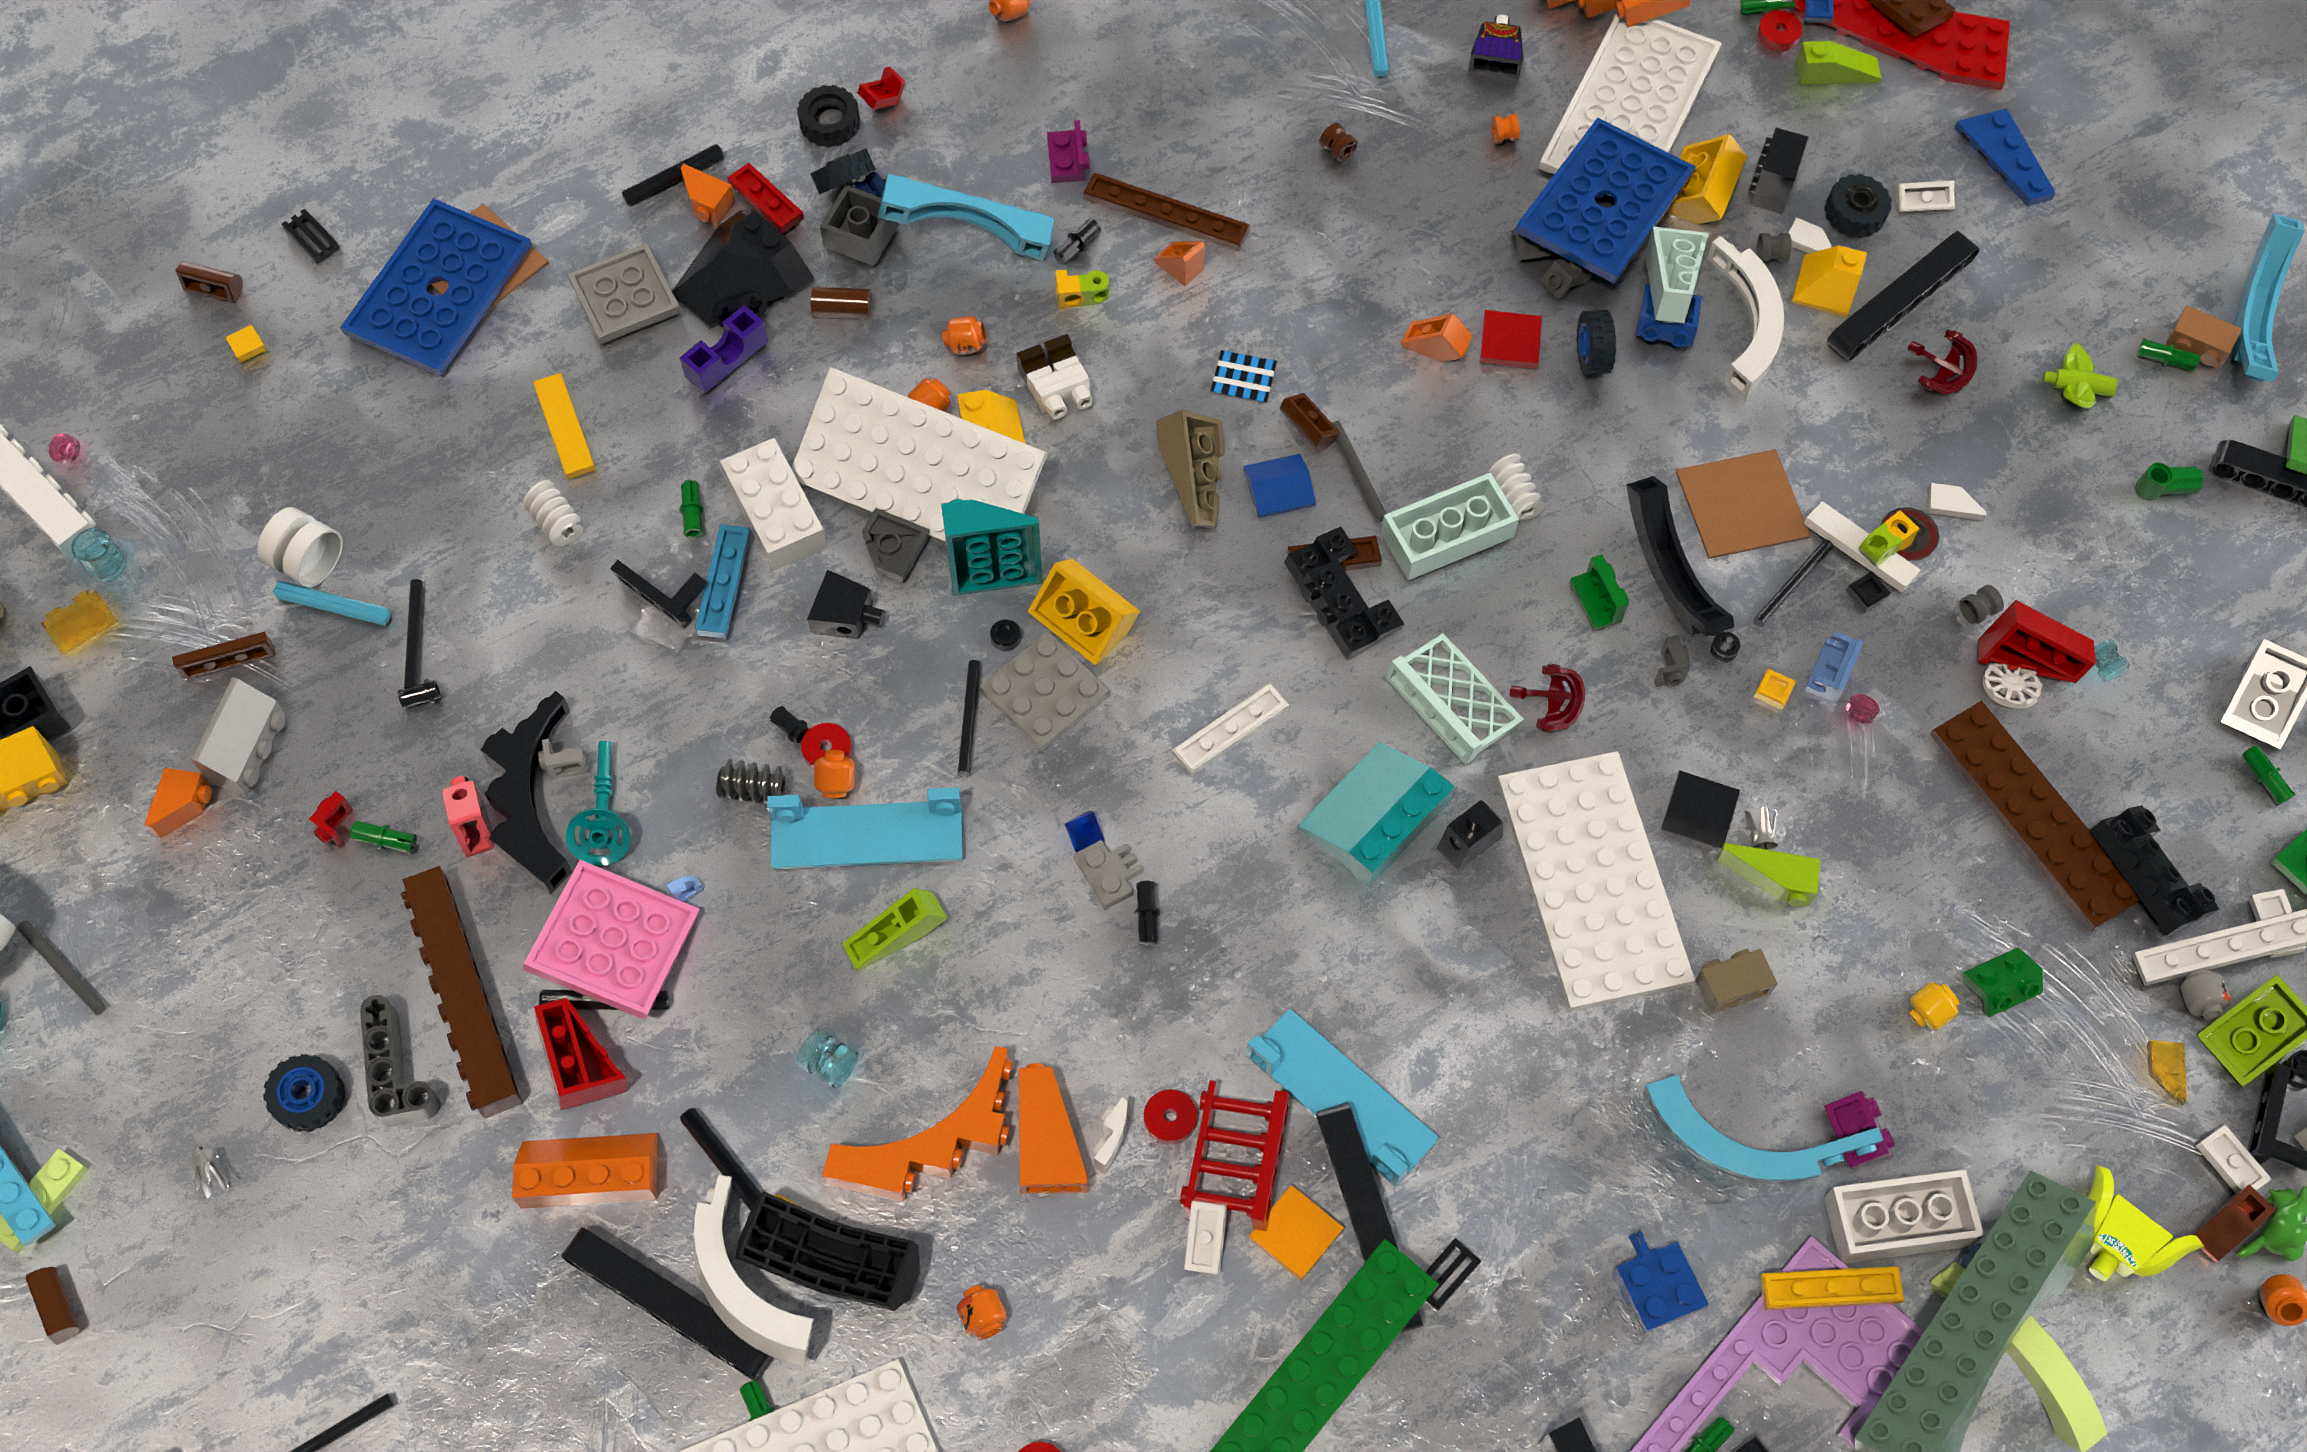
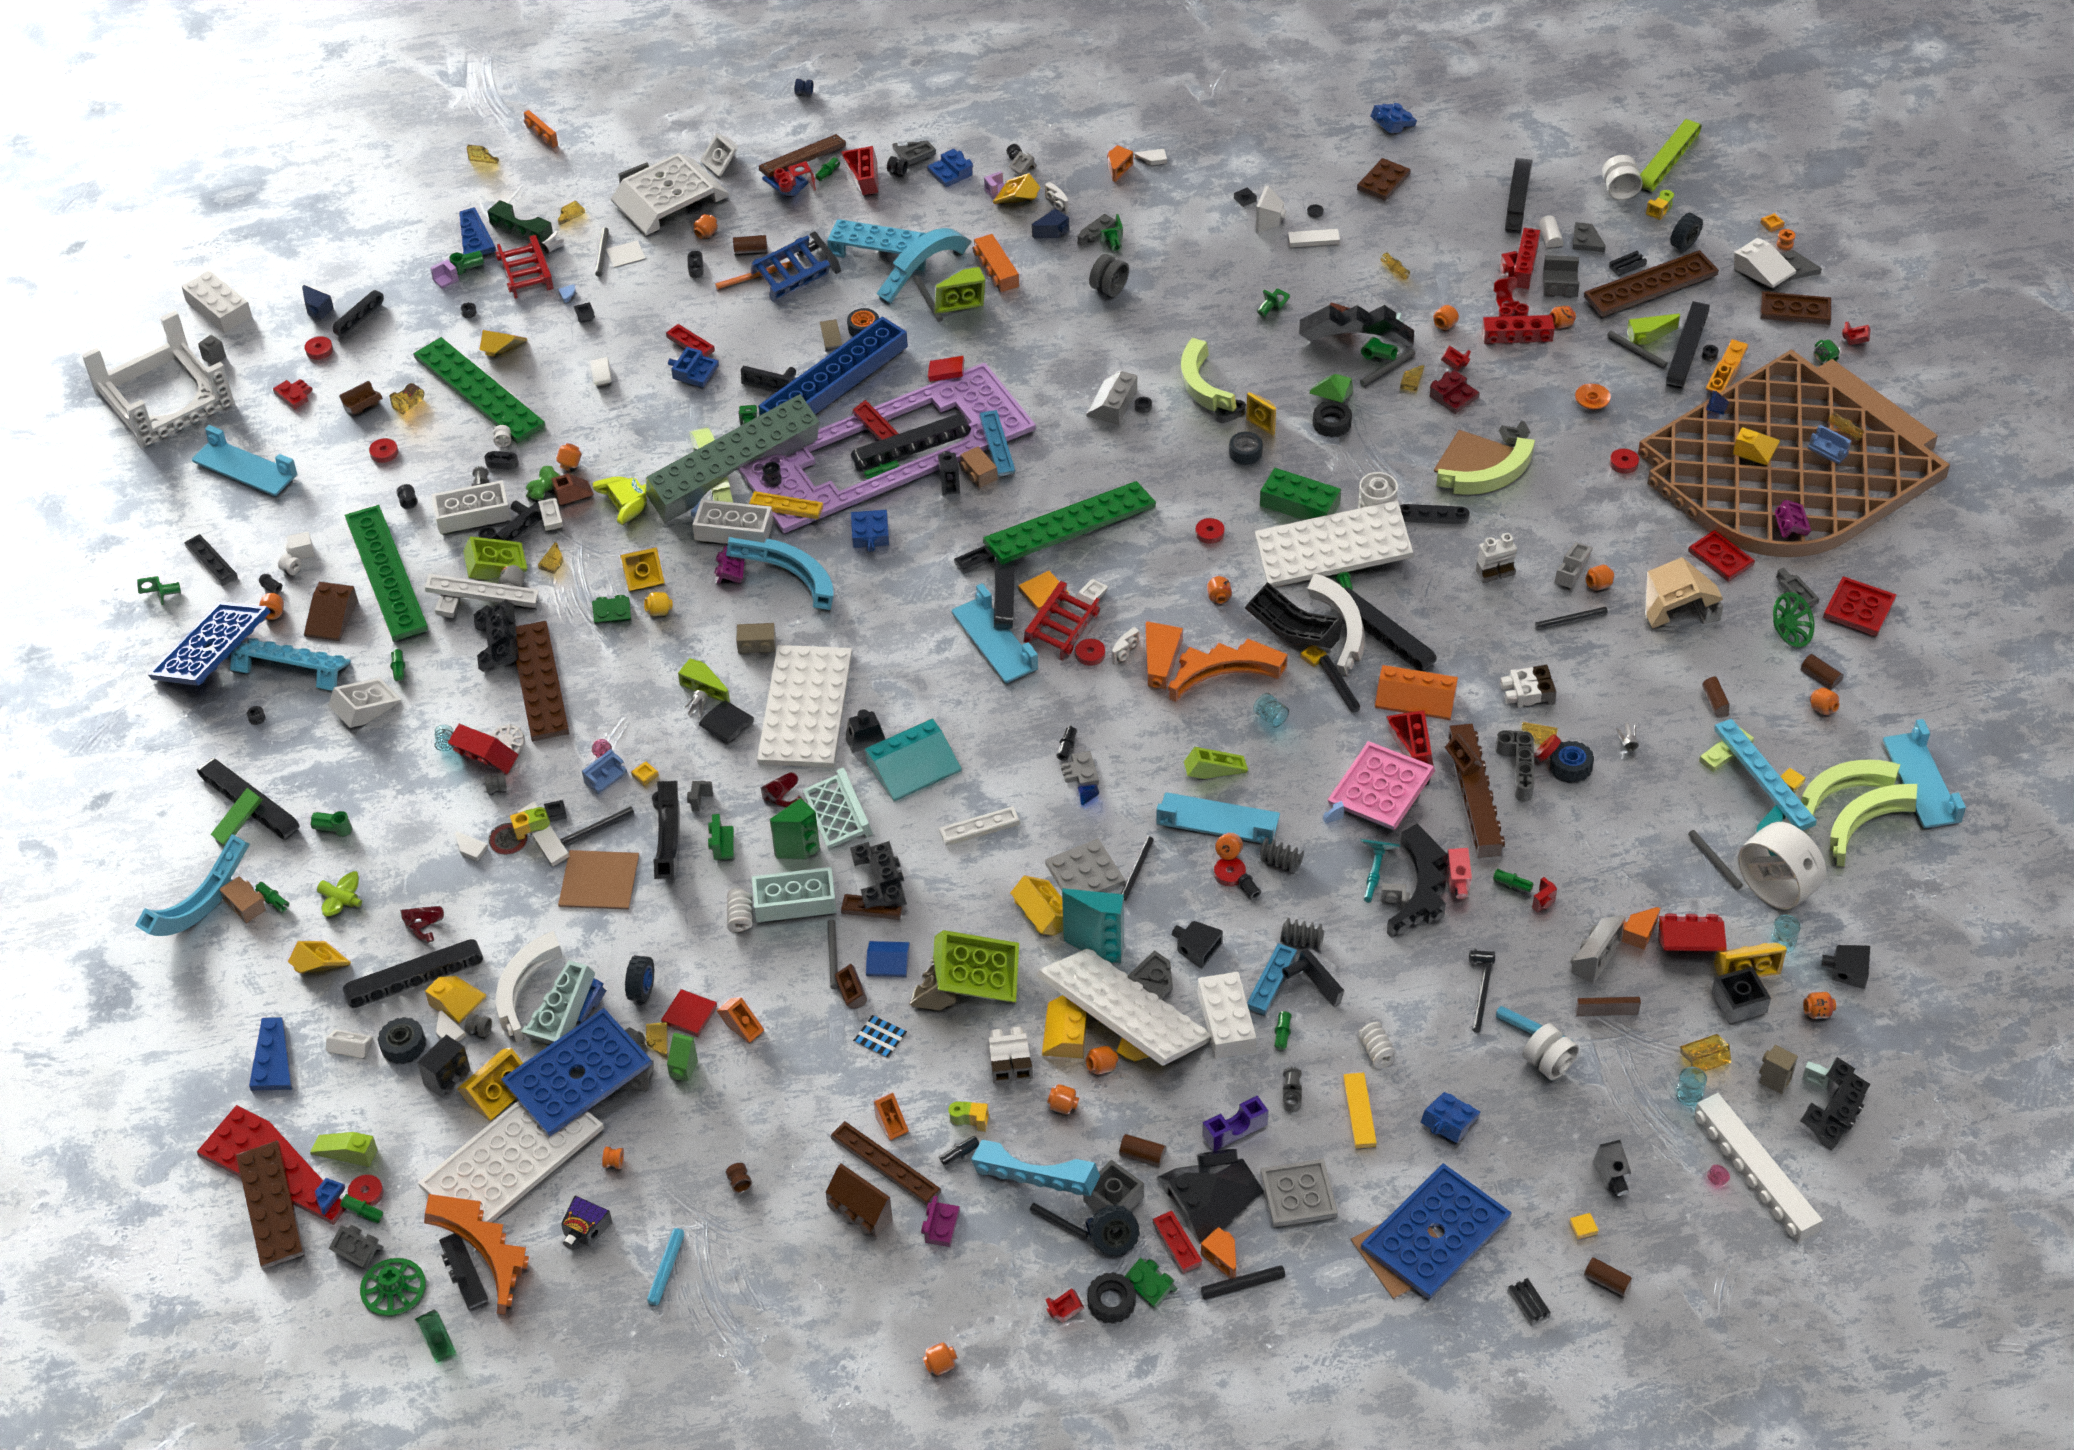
camera: 160 degrees left, 15 degrees down
(93, 789) = (1692, 932): none -> red slope
(202, 403) = (1613, 1166): none -> black torso
(332, 1098) = (1547, 747): none -> red piece
(361, 1147) = (1539, 732): none -> clear yellow tile
(388, 1236) = (1529, 686): none -> white hips
(437, 437) = (1449, 1117): none -> blue plate
(481, 1021) = (1463, 755): none -> reddish brown brick
(660, 428) = (1292, 1088): none -> dark grey connector
(691, 657) = (1302, 933): none -> dark grey piece
(784, 146) = (1150, 1281): none -> green bracket
(1143, 467) = (976, 965): none -> lime slope
(1173, 143) = (859, 1201): none -> reddish brown slope
(1483, 262) = (682, 1057): none -> bright green slope
(1486, 602) = (795, 832): none -> green slope
(1534, 296) = (658, 1038): none -> clear yellow tile
(1898, 1342) = (772, 474): none -> black wheel
(2009, 1073) = (642, 569): none -> yellow slope
(2038, 281) = (316, 957): none -> yellow slope

